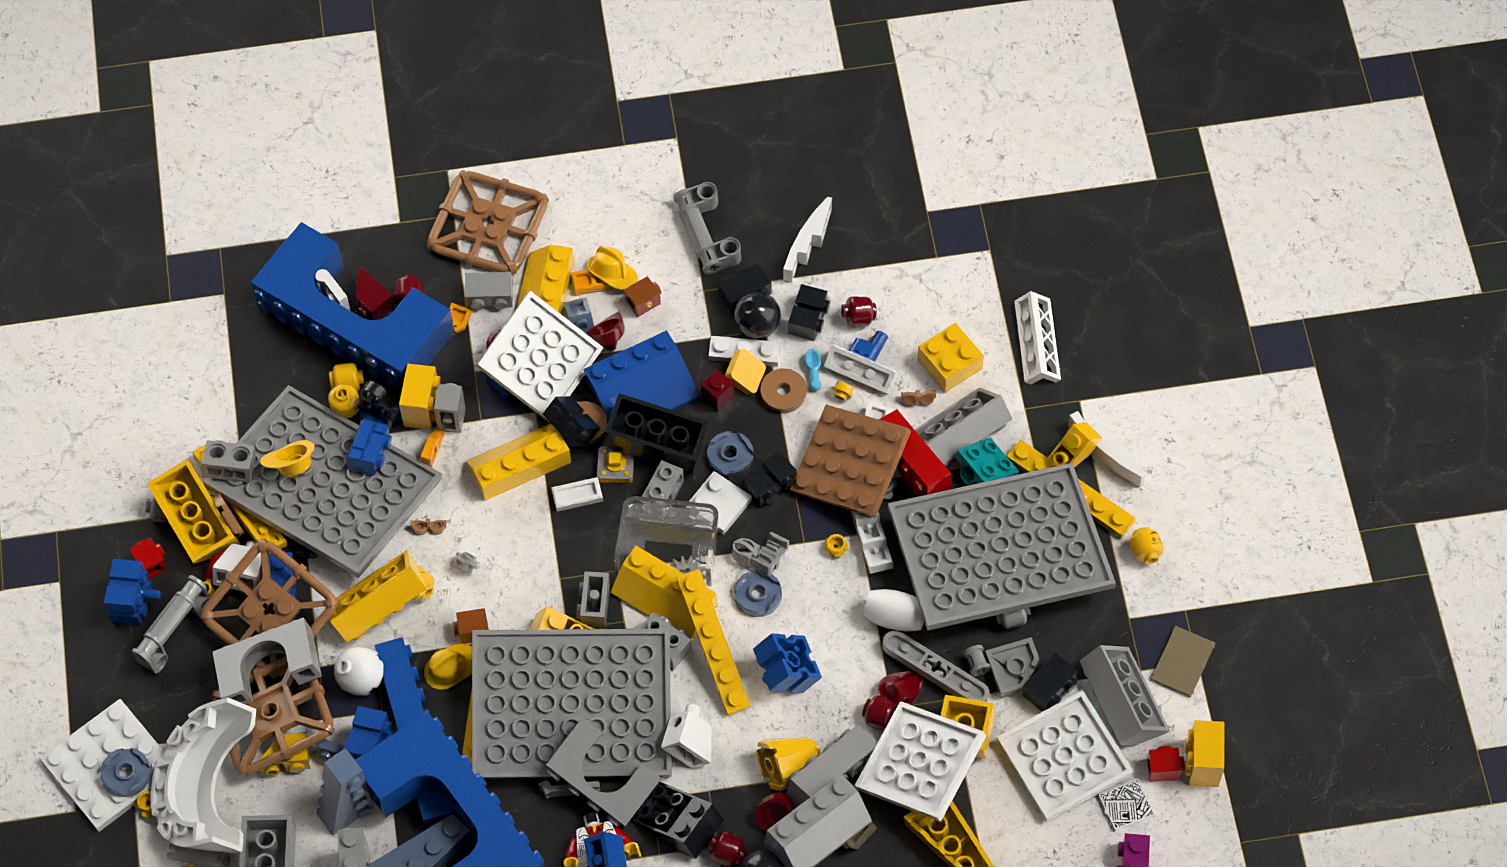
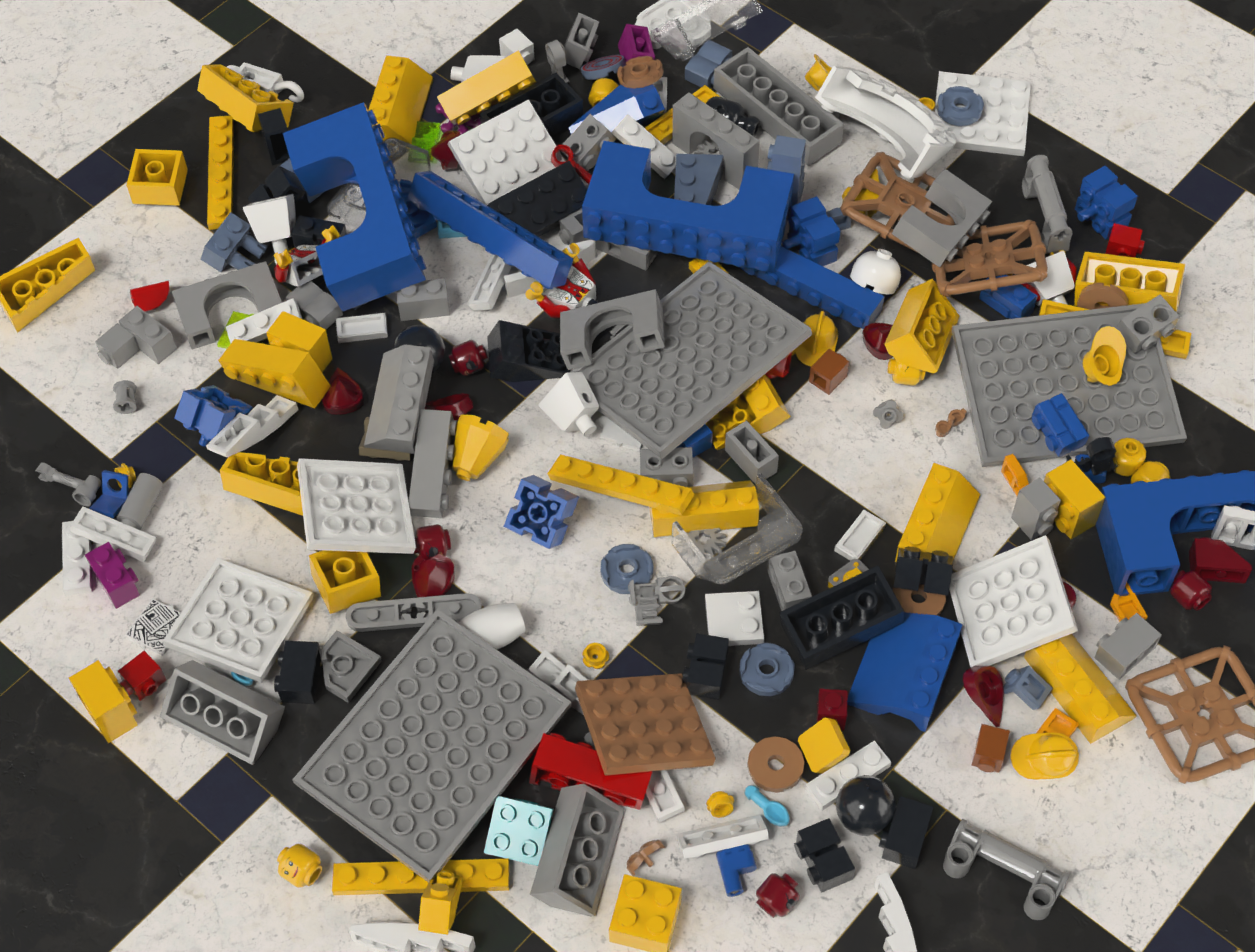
camera: 140 degrees right, 5 degrees down
(405, 623) = (874, 339): none -> dark red piece
(976, 660) = (382, 645): light grey bush -> none
(1183, 661) = (190, 790): dark tan piece -> none

